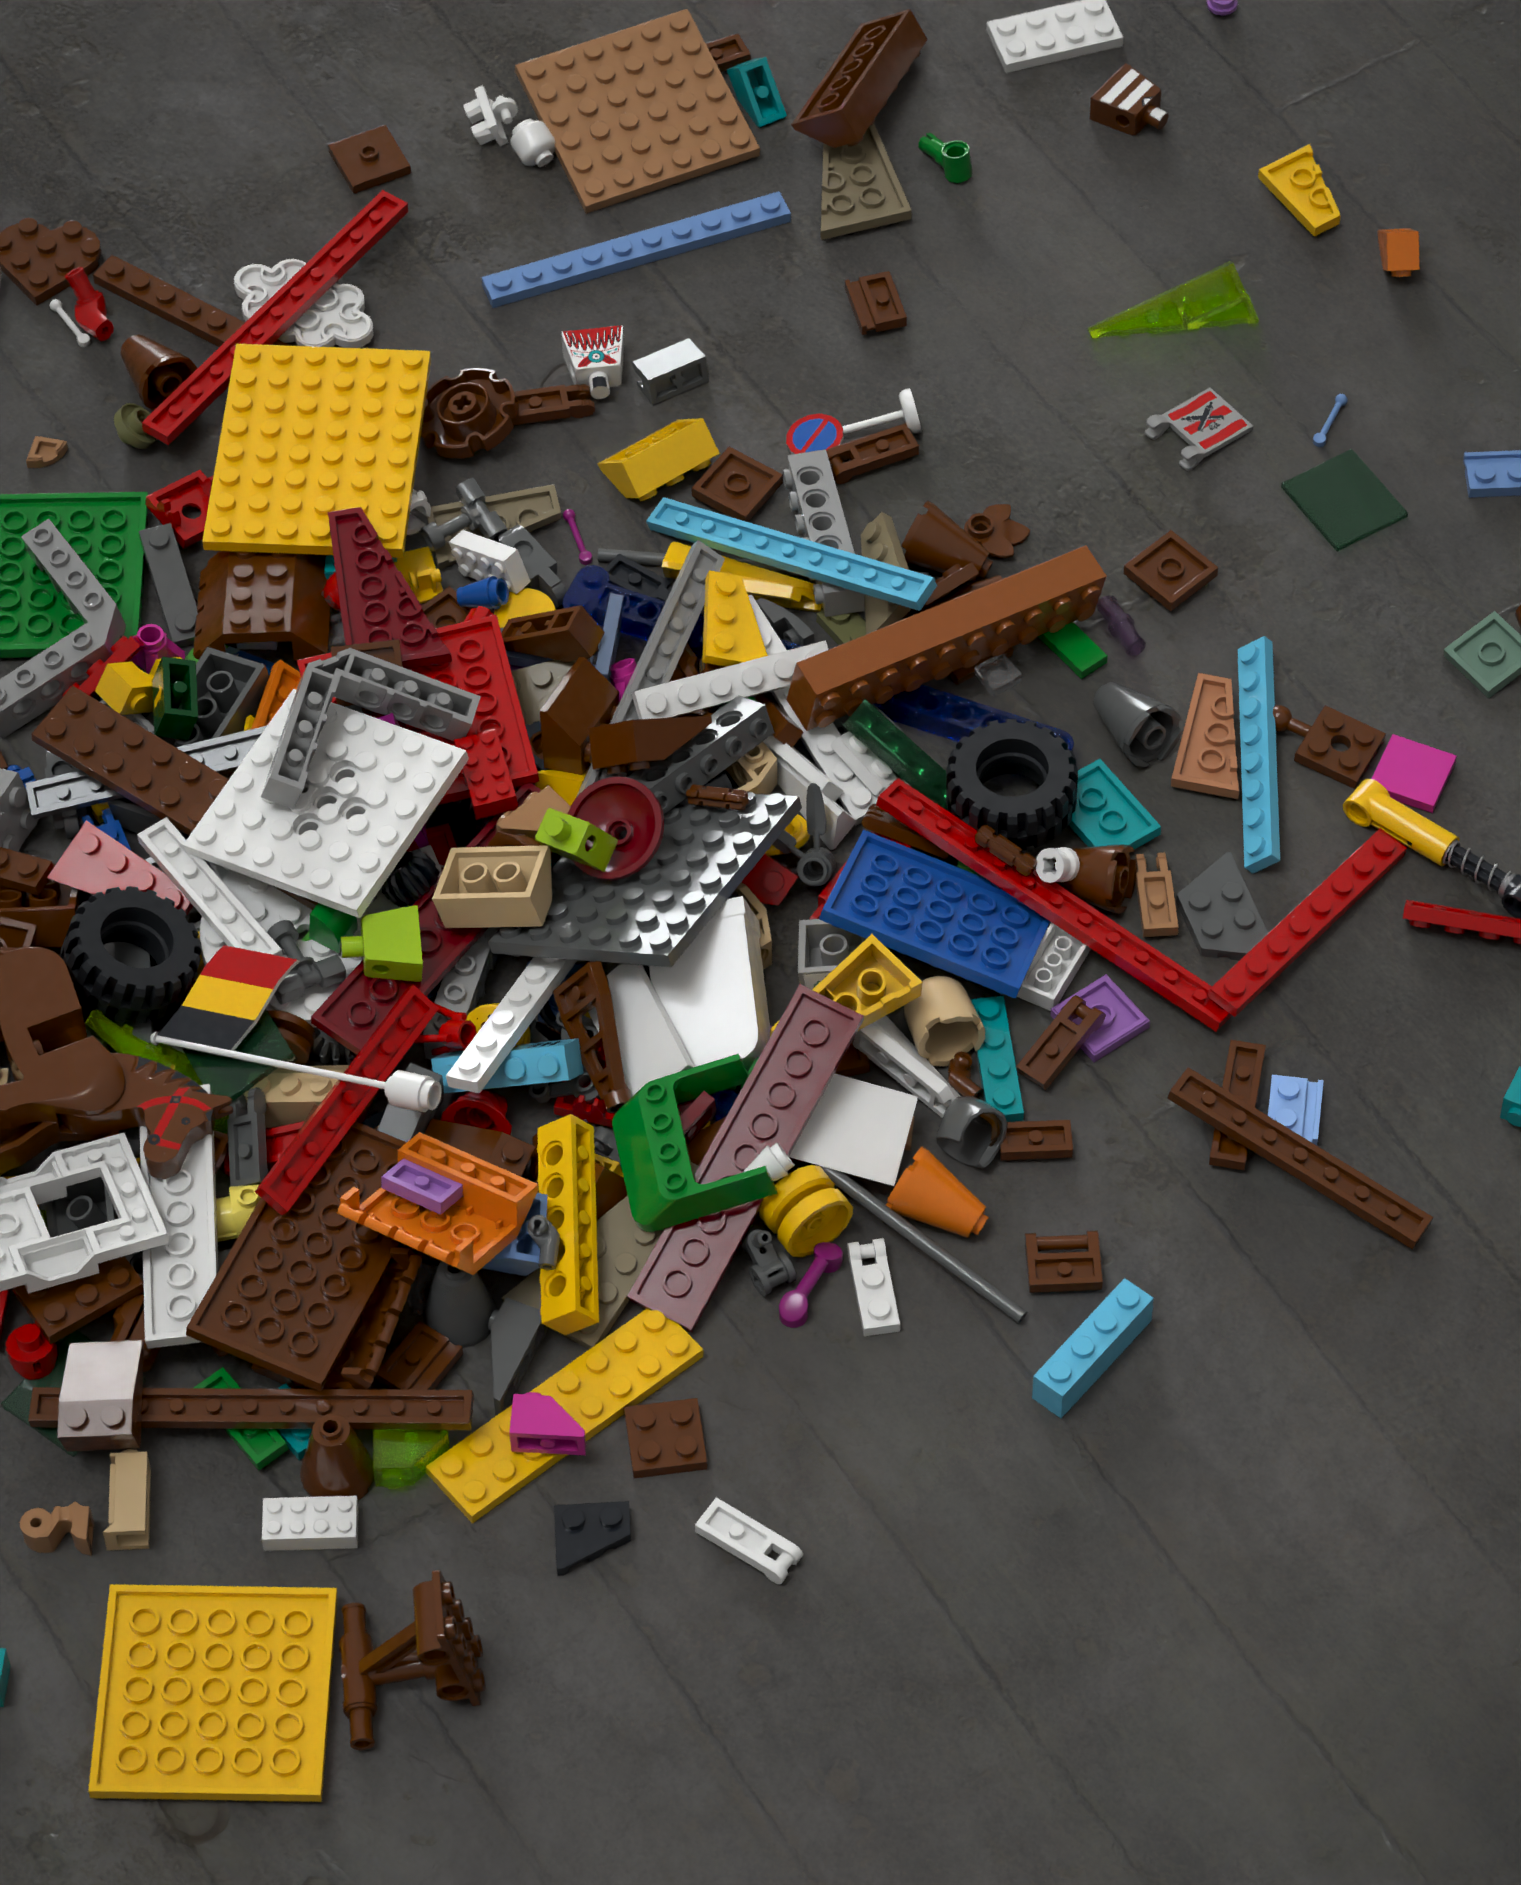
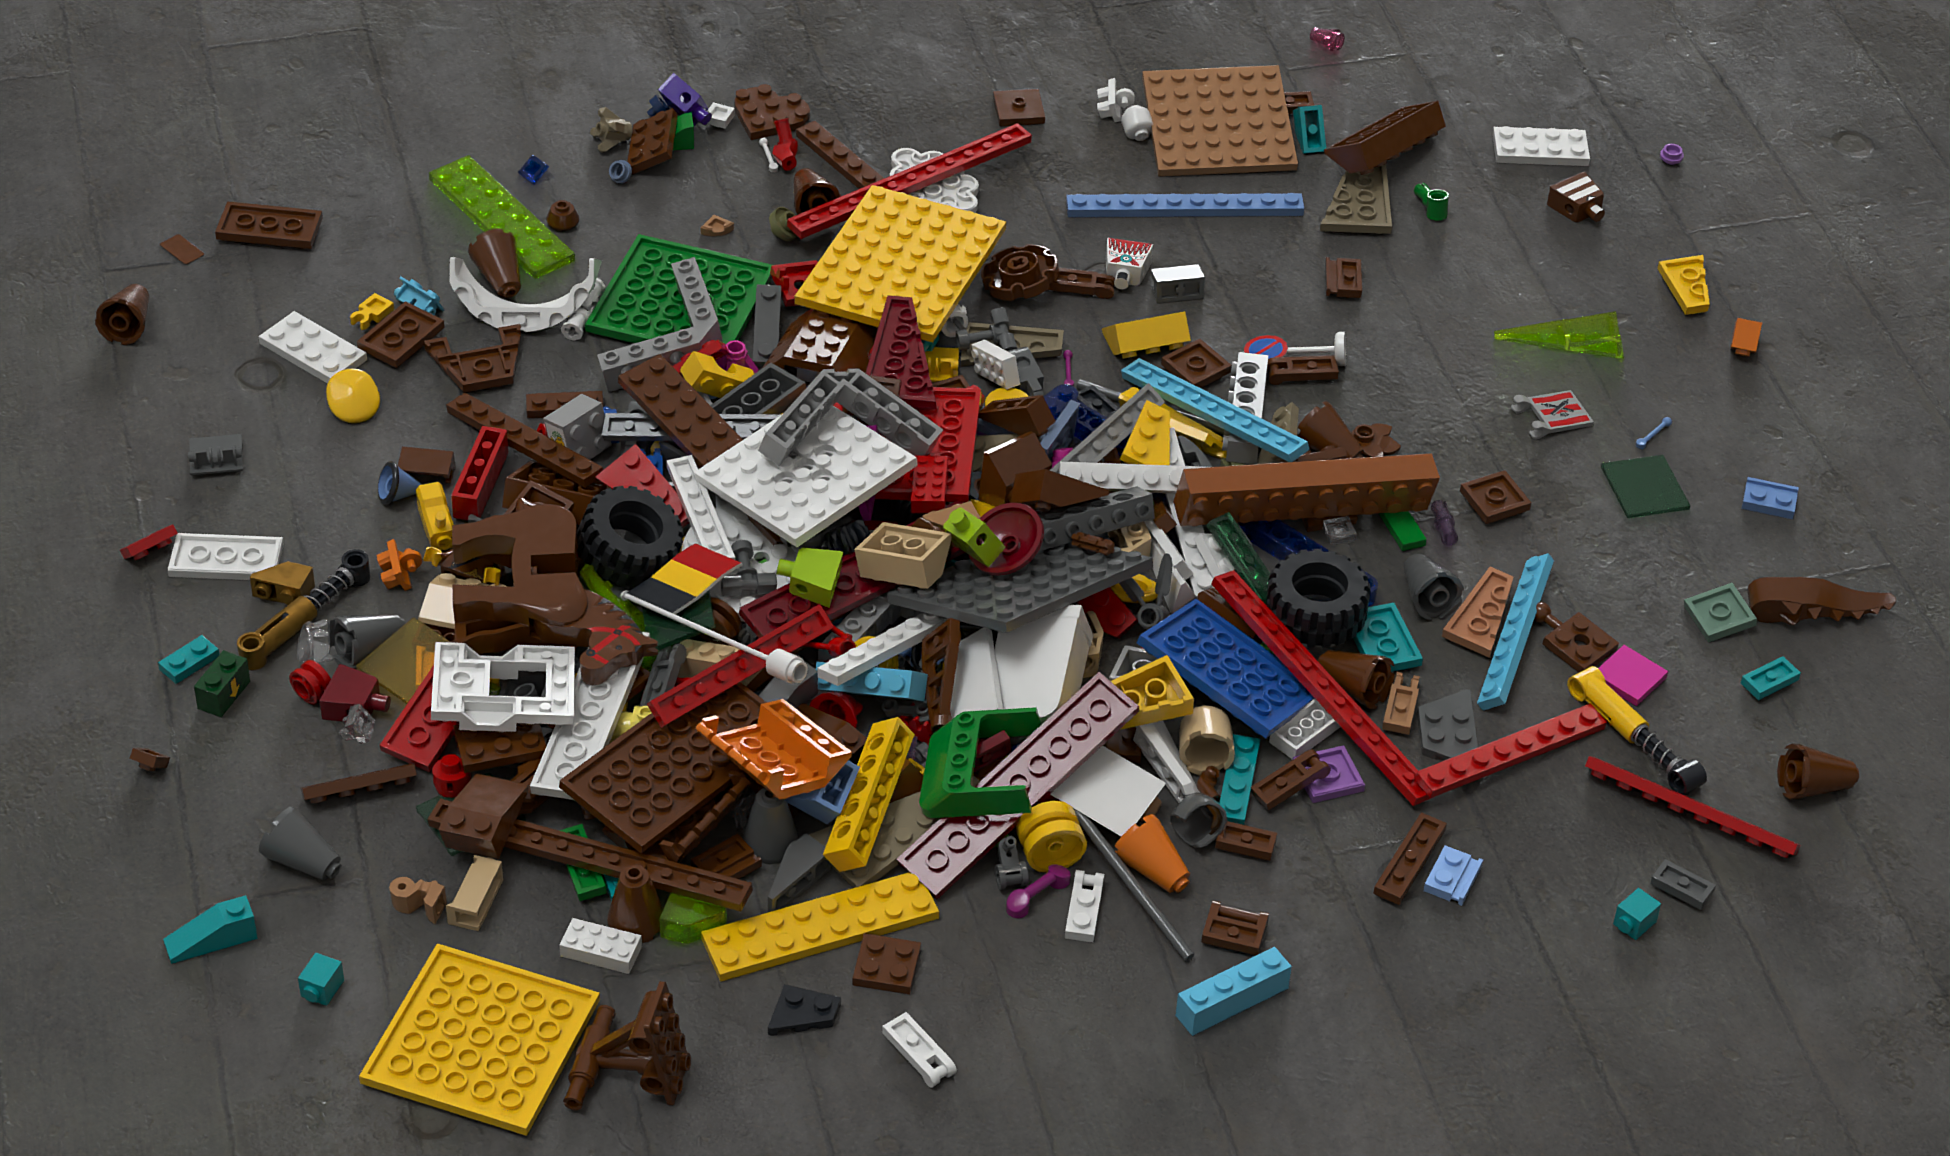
camera: 15 degrees right, 10 degrees down
(175, 698) = (731, 384): dark green brick -> none
(329, 925) = (776, 549): green brick -> none
(422, 1186) = (768, 732): medium lavender plate -> none
(487, 593) = (987, 381): blue cone -> none
(544, 1427) = (795, 925): dark pink slope -> none
(547, 1240) = (846, 794): dark grey arm -> none
(776, 1162) = (1037, 789): white cone -> none
(1005, 850) = (1296, 637): reddish brown axle -> none
(1066, 864) = (1331, 657): white wheel -> none
(1300, 1158) = (1444, 905): reddish brown plate -> none

